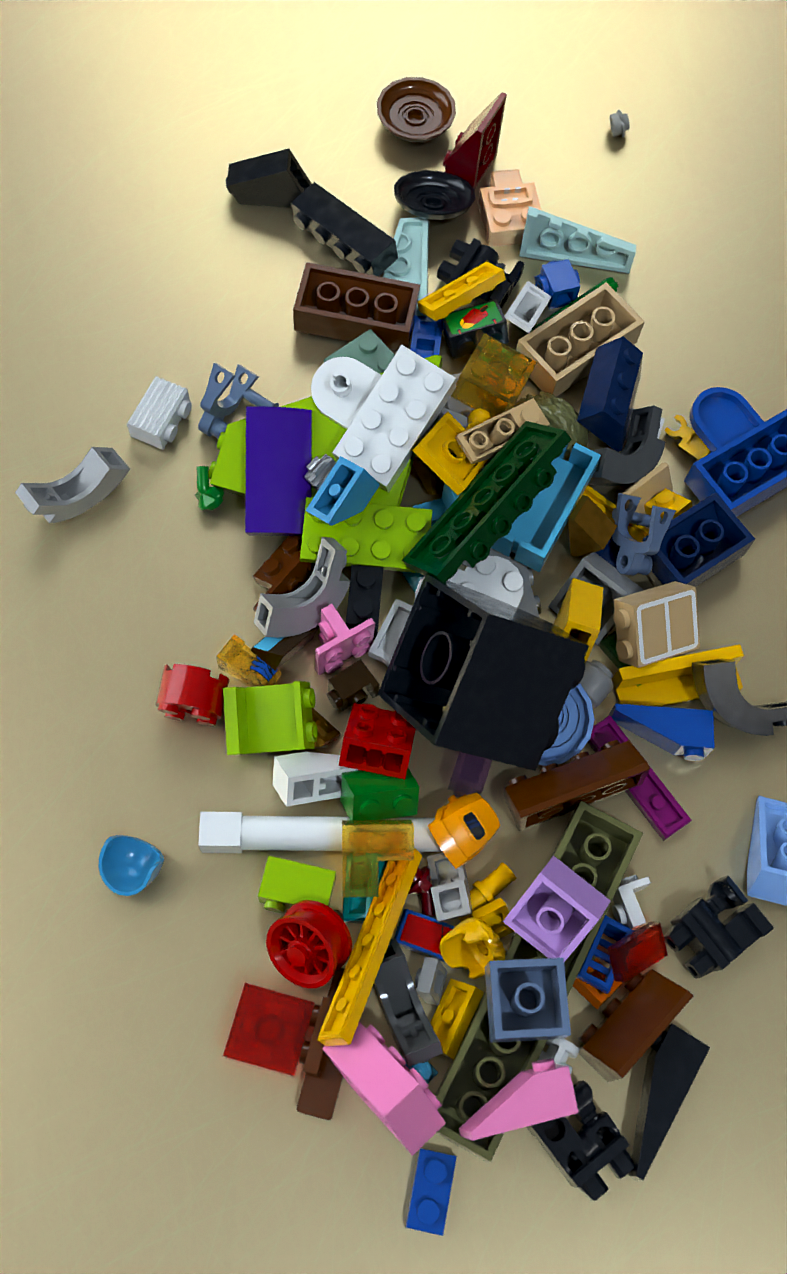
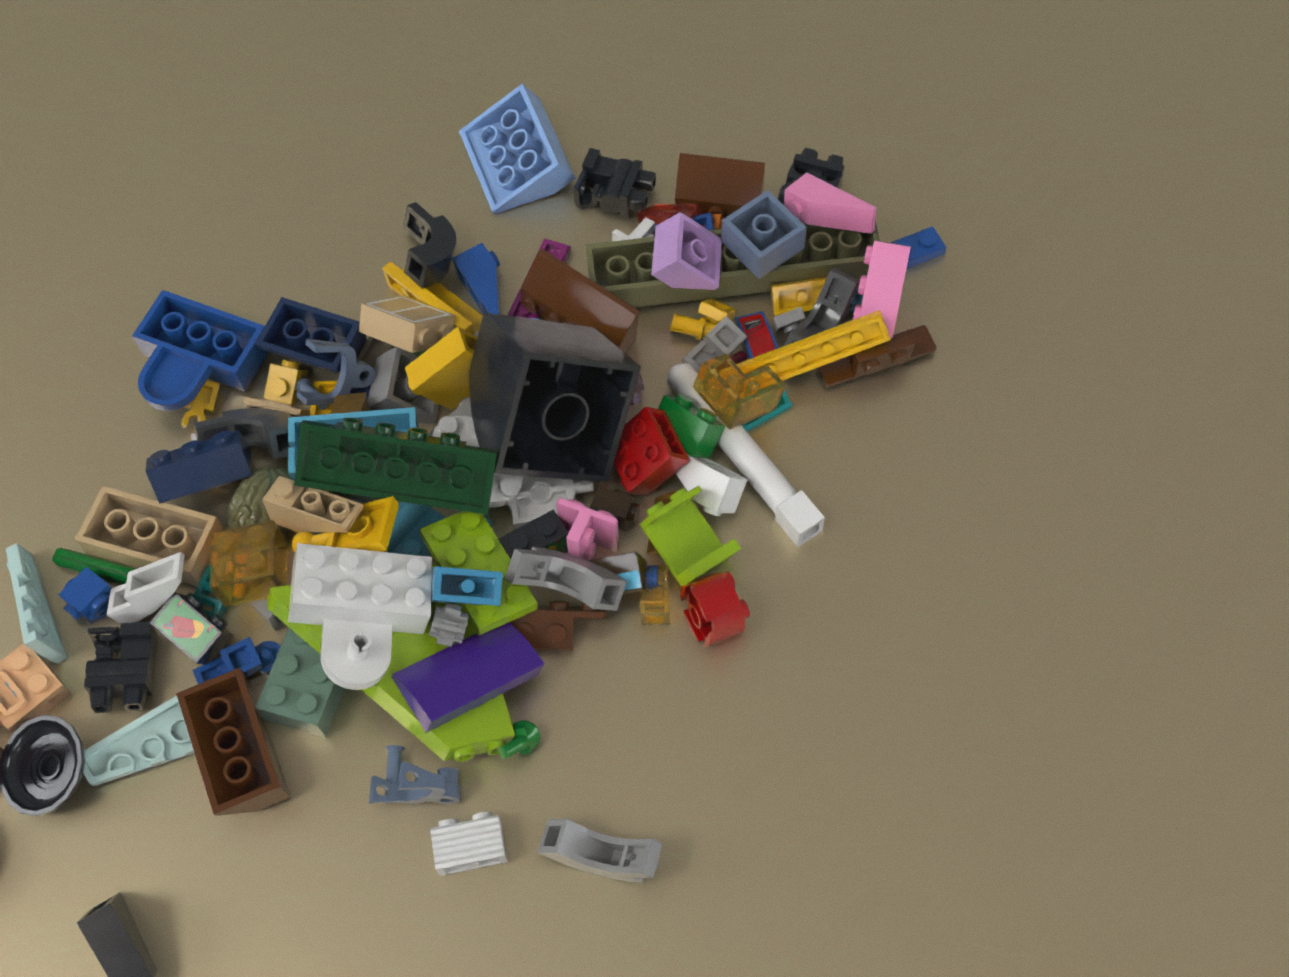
camera: 115 degrees left, 5 degrees down
(129, 864) = (874, 557): dark azure helmet -> none
(269, 1030) = (904, 392): clear red brick -> none
(290, 882) = (796, 442): lime brick -> none
(309, 943) = (829, 397): red wheel -> none
(344, 230) = (141, 822): black brick -> none
(461, 291) = (159, 655): yellow plate -> none
(464, 827) = (664, 355): light orange helmet -> none
(471, 947) = (746, 300): yellow hair -> none
(666, 1082) = (773, 152): black slope -> none

